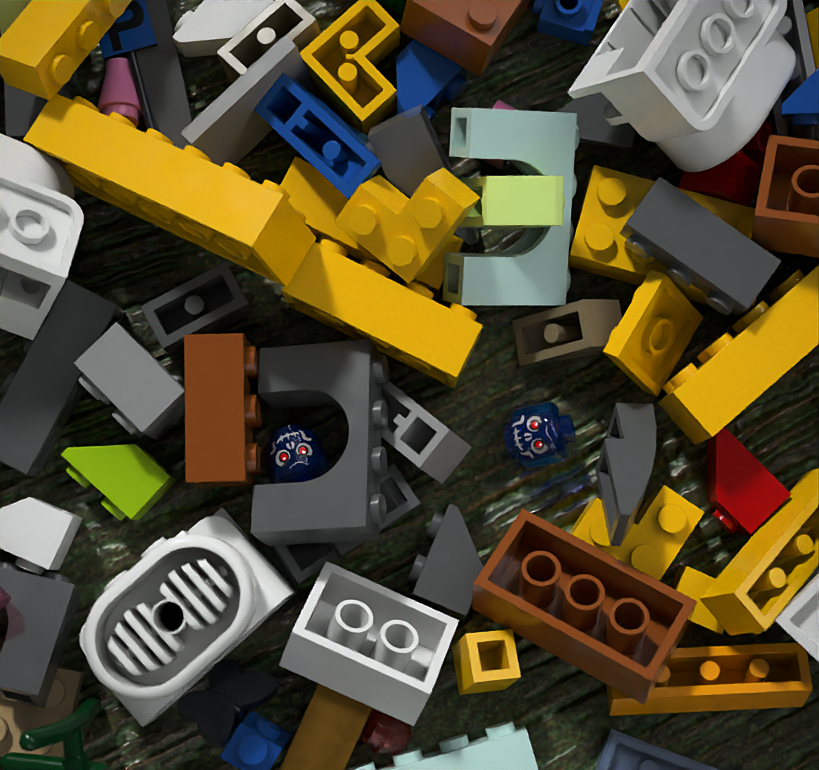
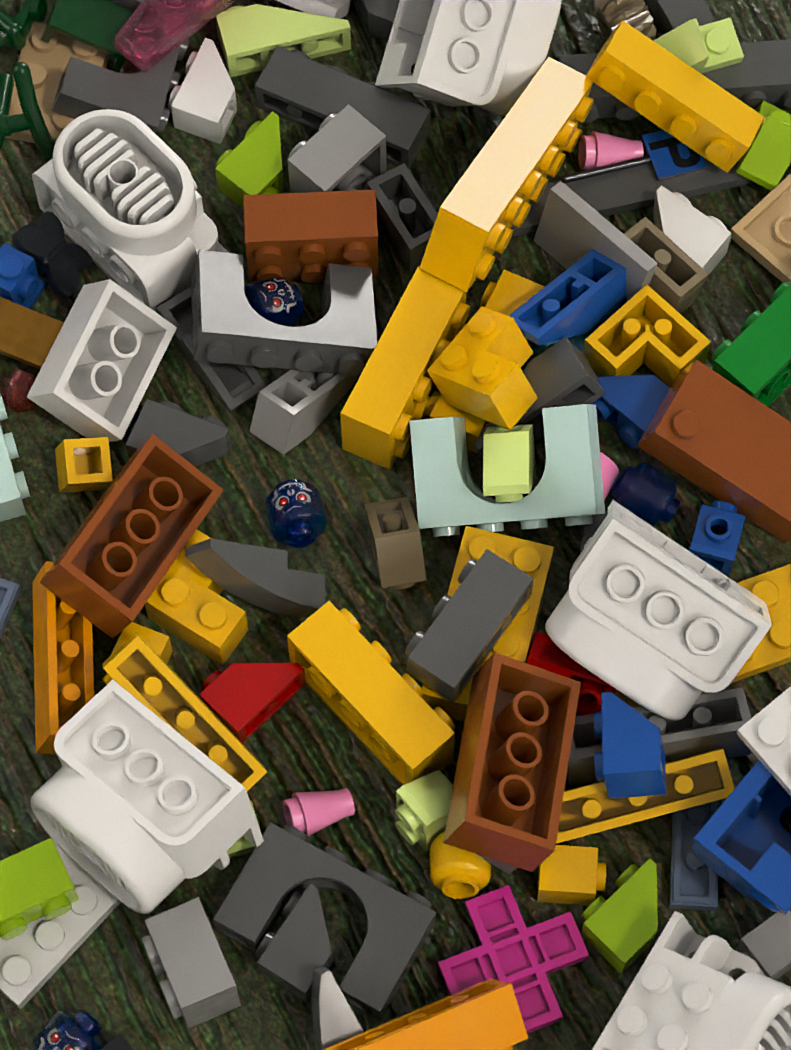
camera: 90 degrees right, 15 degrees down
(523, 76) = (647, 493): none -> clear blue head
(653, 332) = (391, 602): yellow plate -> none

